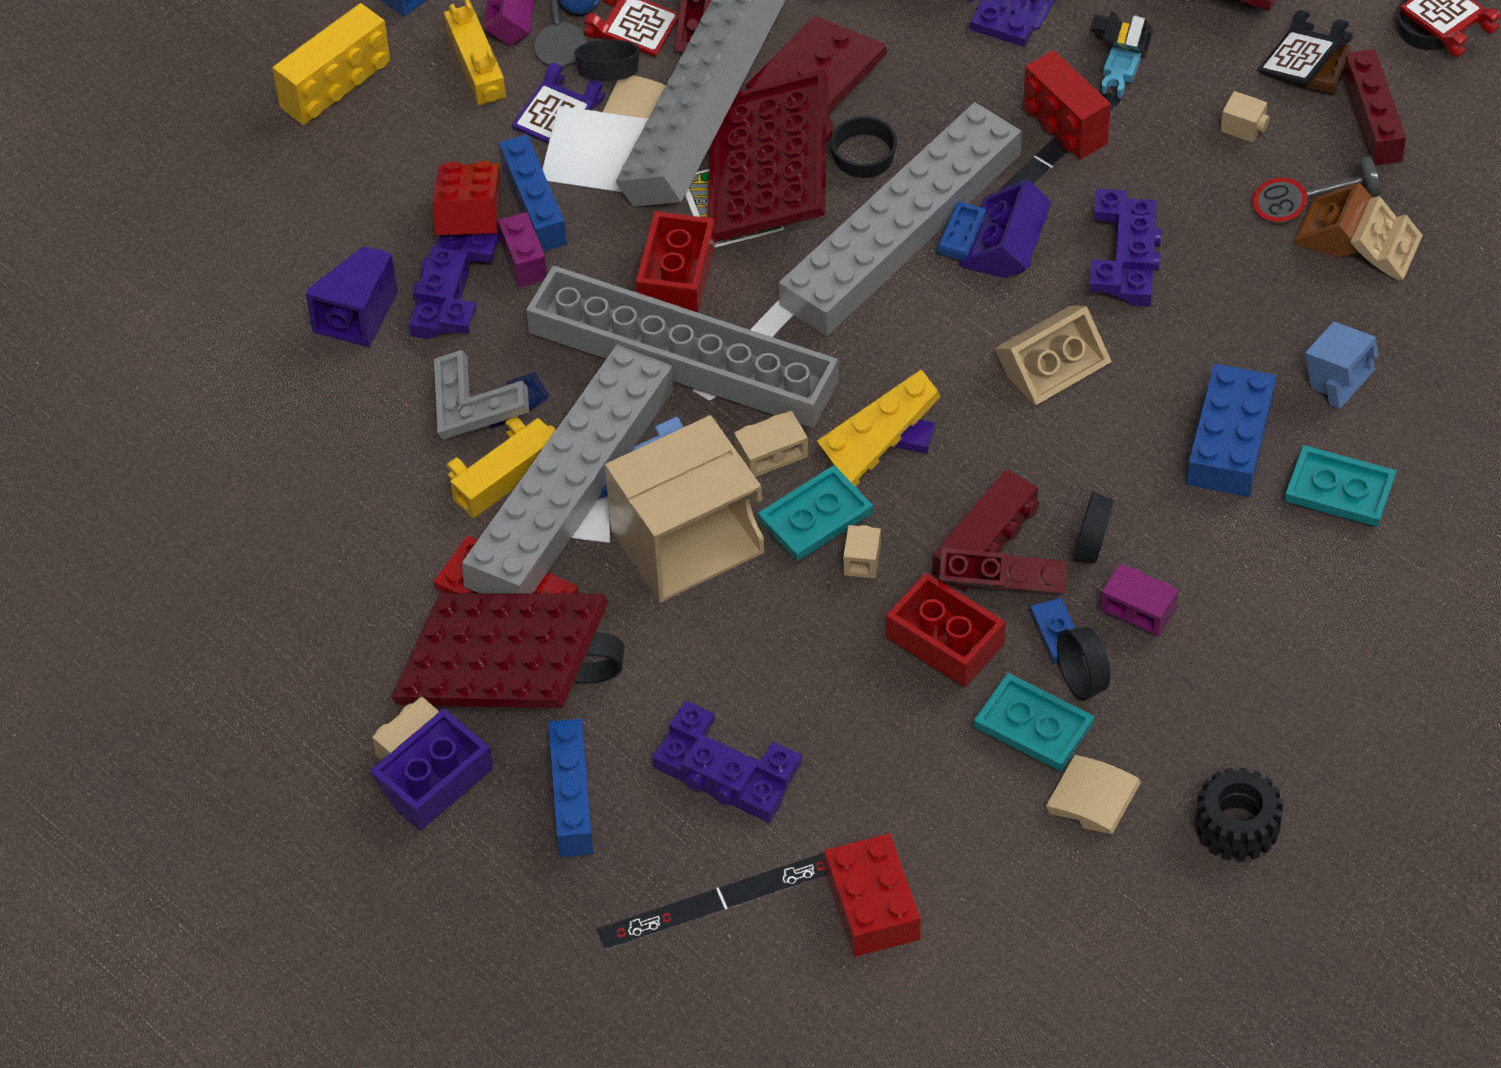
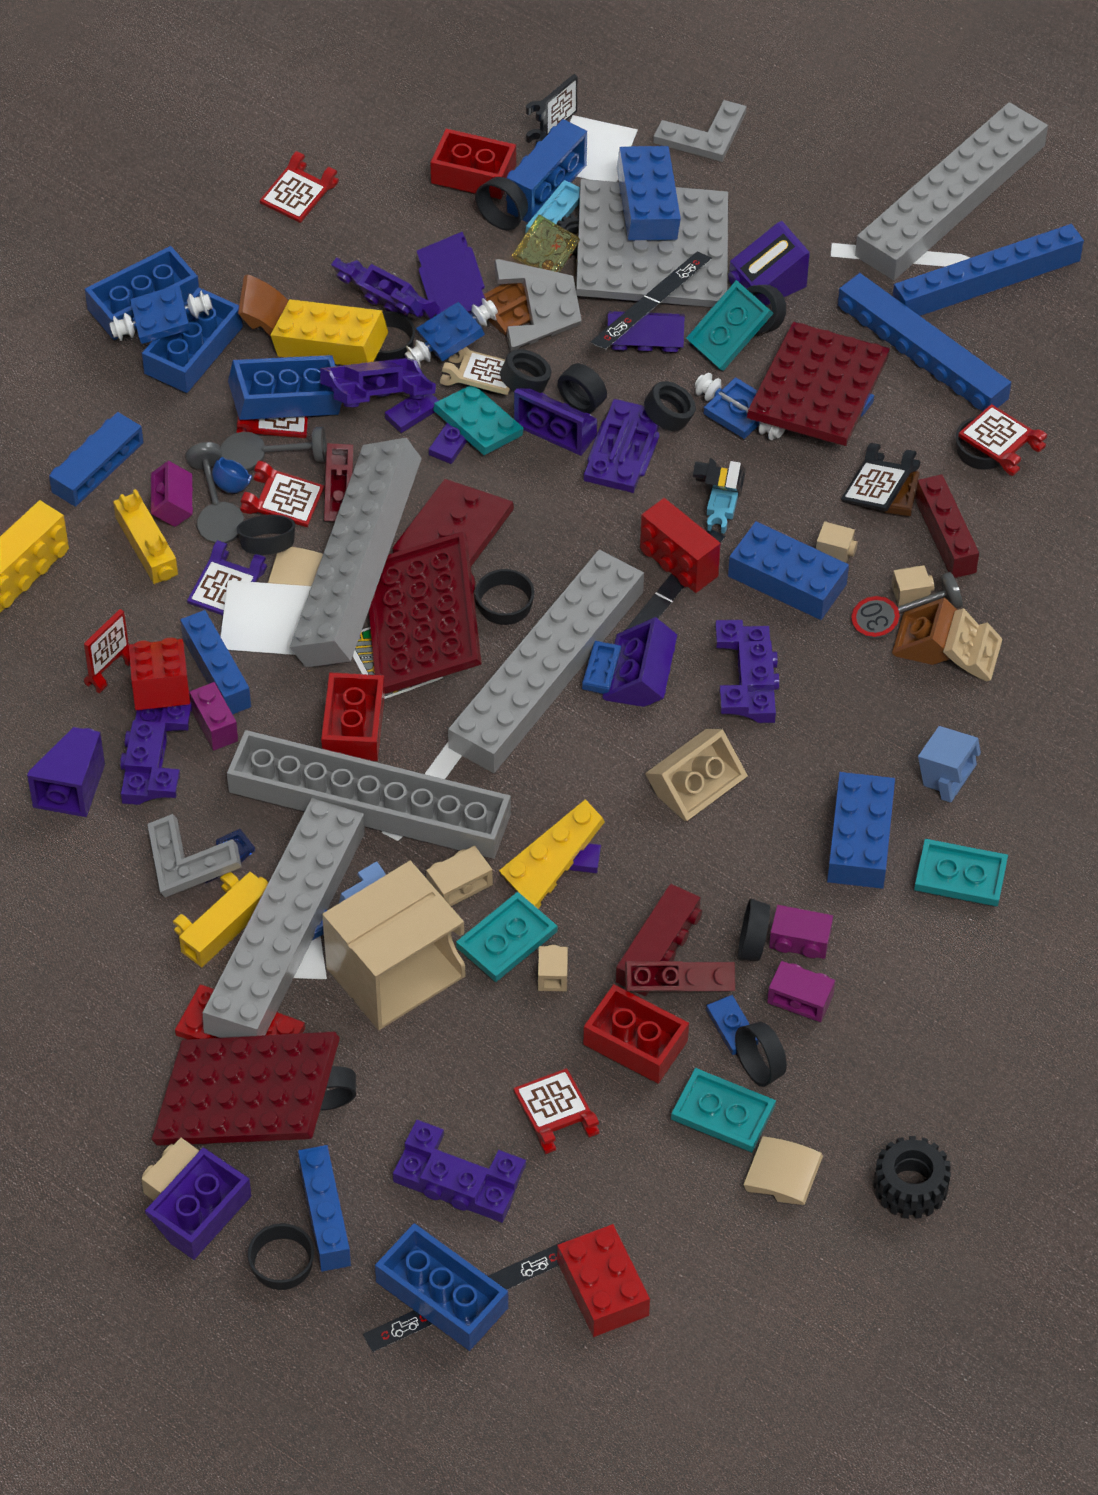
camera: 10 degrees left, 0 degrees up
(410, 166) = (104, 648): none -> flag
(515, 809) = (275, 1232): none -> black tyre
(689, 884) = (441, 1286): none -> blue brick
(845, 699) = (553, 1105): none -> flag
(1148, 535) = (801, 932): none -> magenta brick
(1186, 141) = (788, 570): none -> blue brick
(1325, 167) = (911, 584): none -> tan brick

